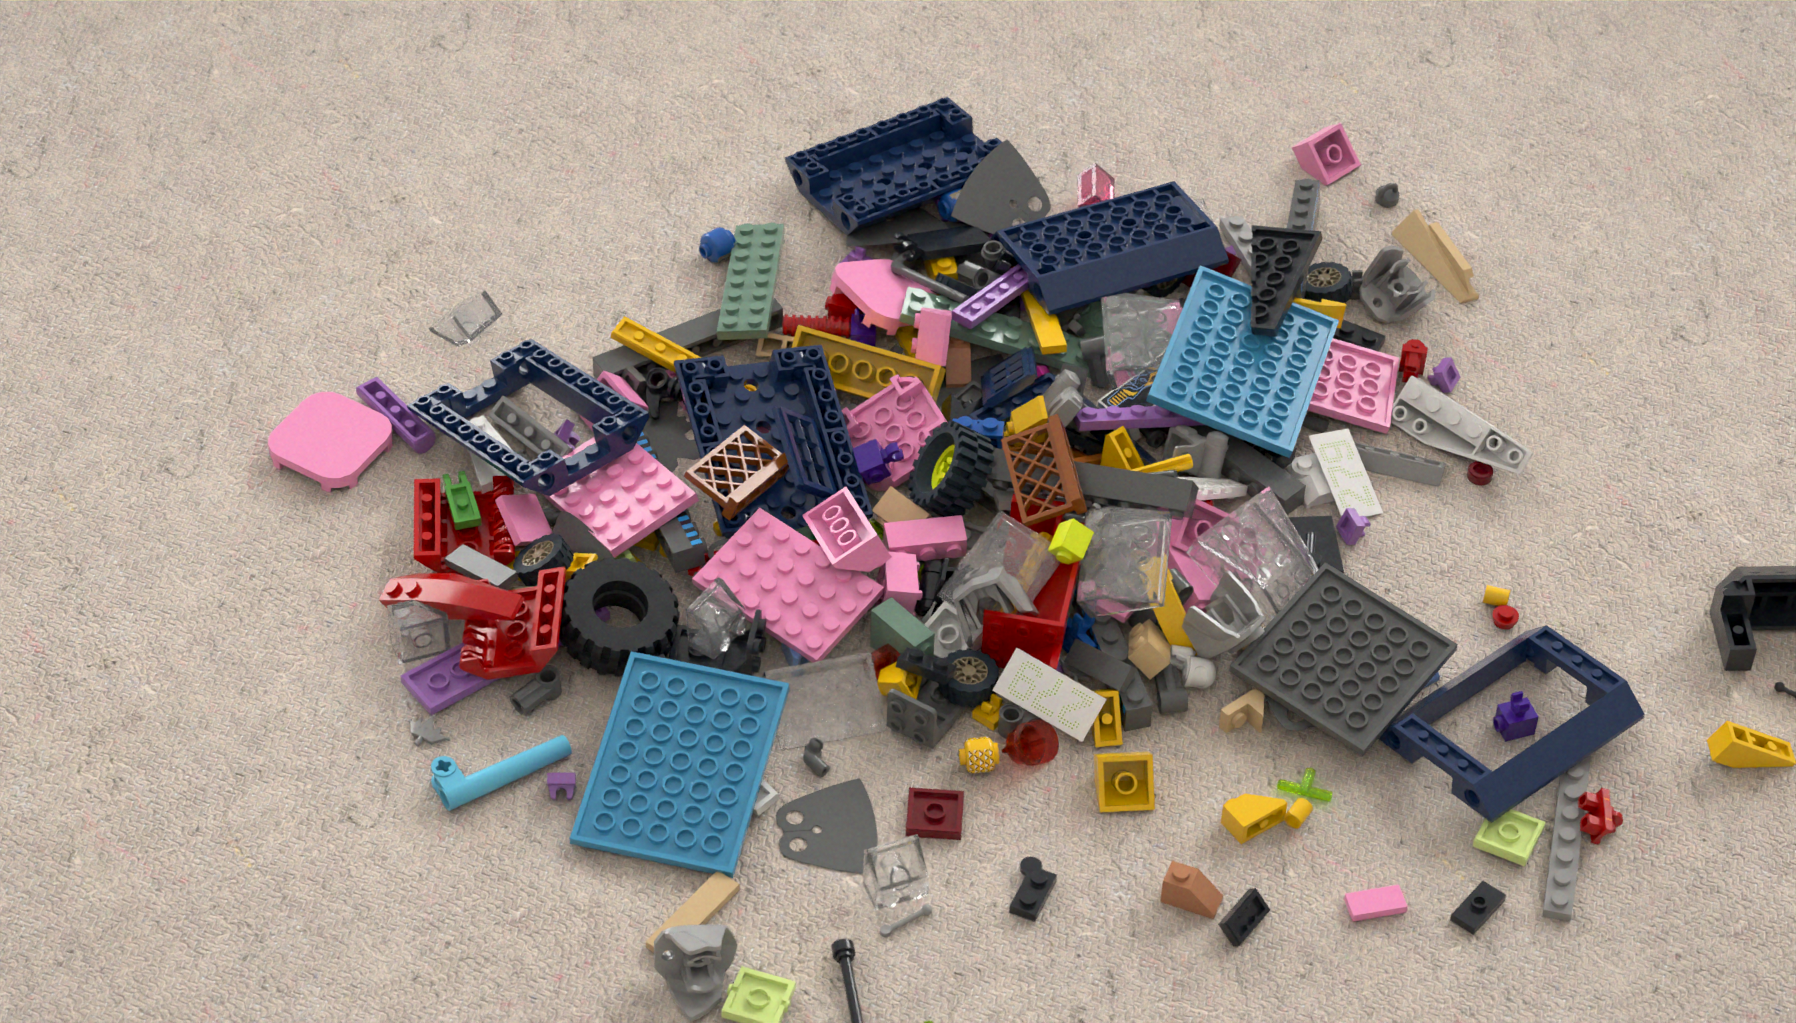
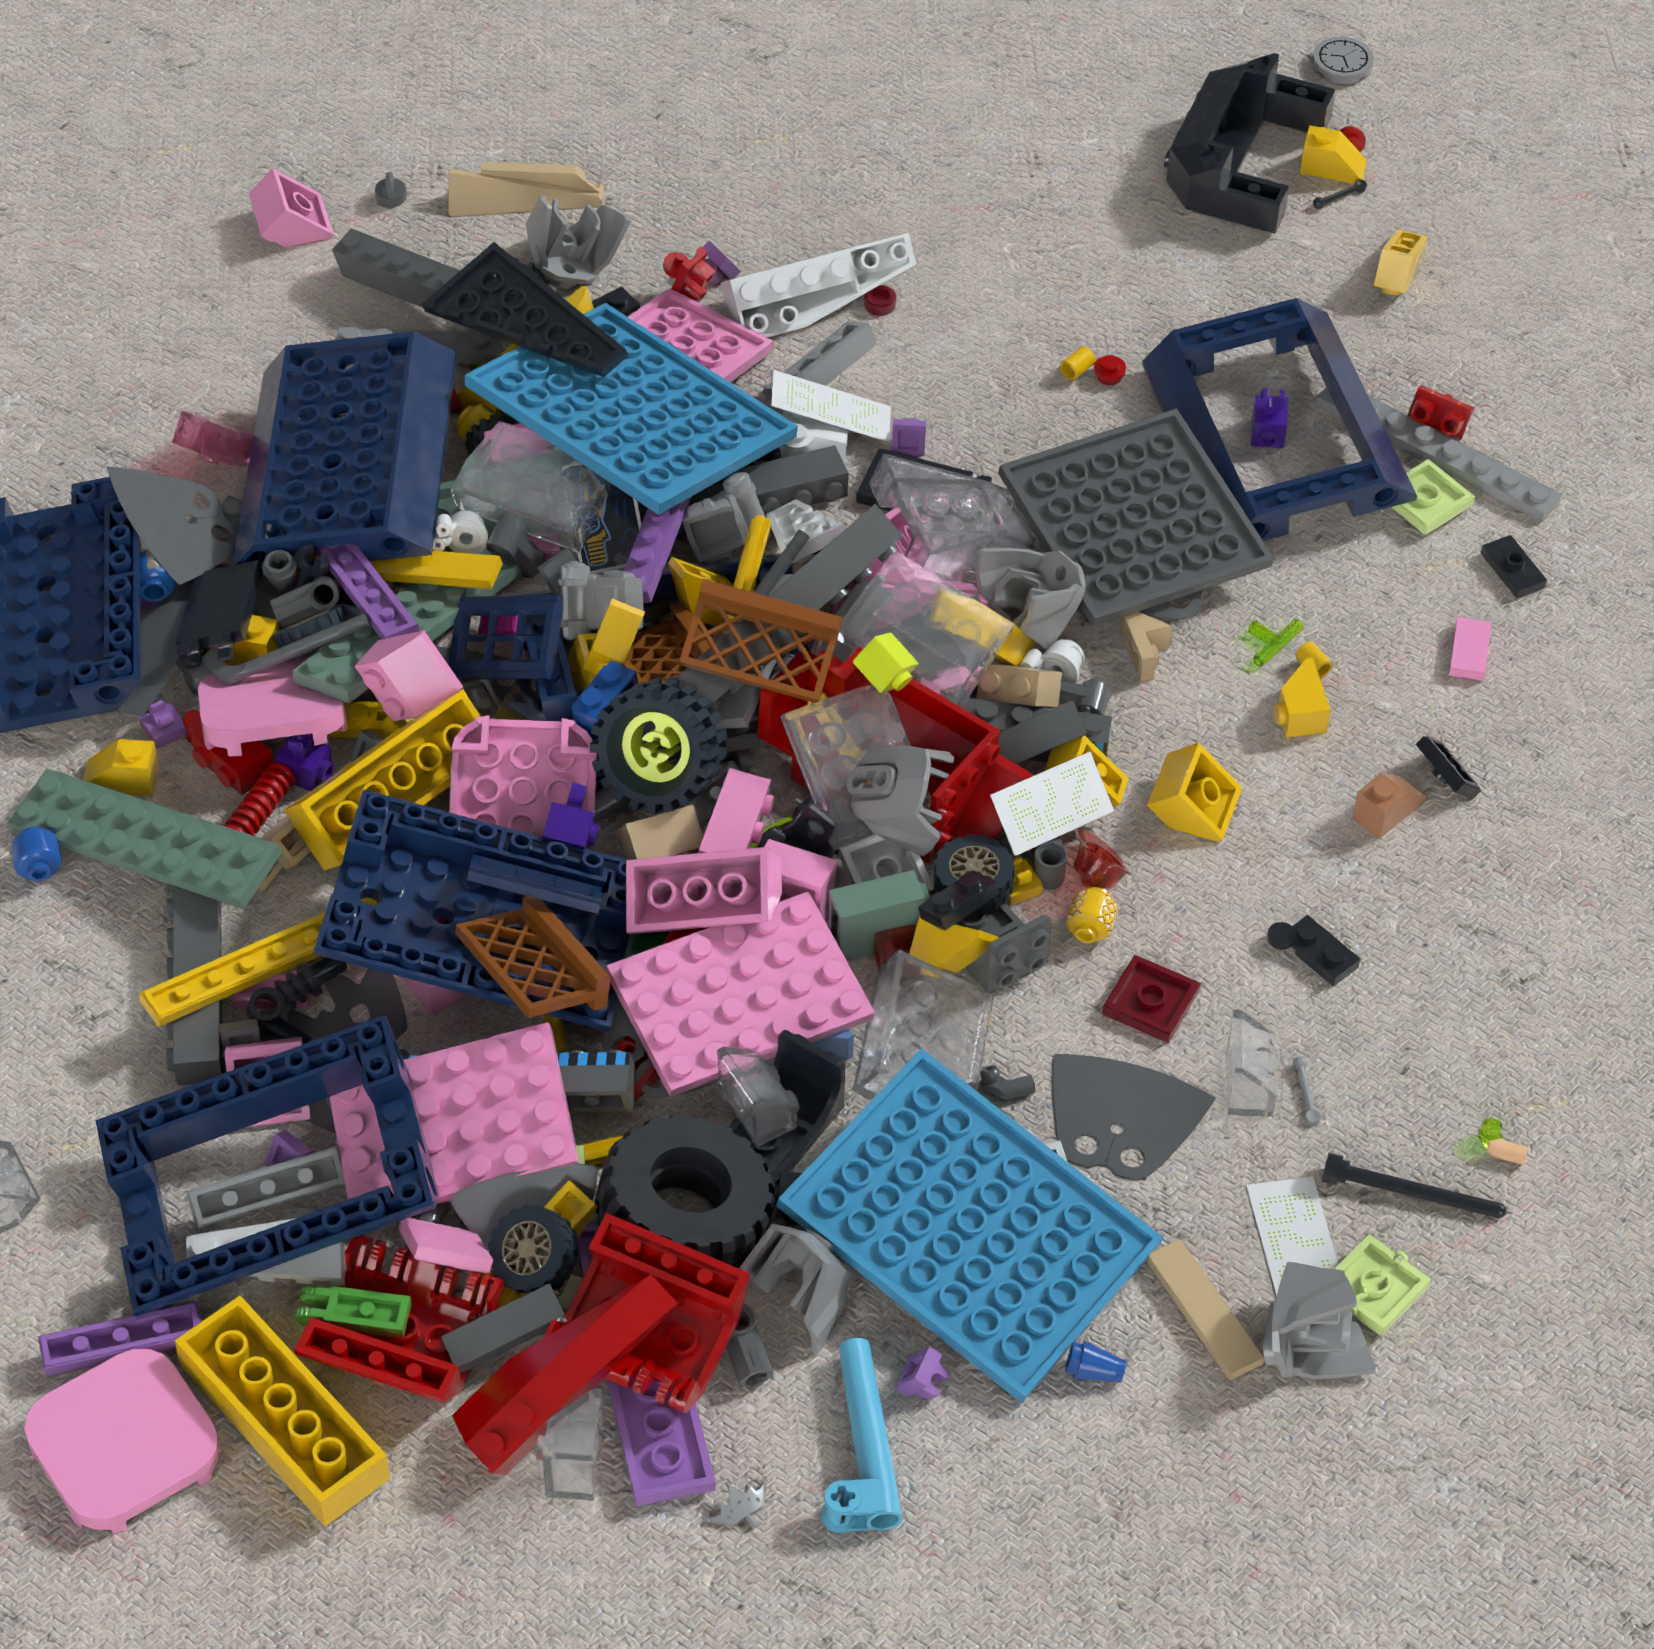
camera: 65 degrees left, 5 degrees up
(378, 496) = (283, 1410): none -> yellow brick
(590, 708) = (824, 1276): none -> light grey piece
(615, 865) = (1093, 1363): none -> blue cone
(783, 948) = (1291, 1225): none -> white sticker
(807, 260) = (125, 767): none -> yellow slope
(1084, 325) = (461, 532): none -> white piece

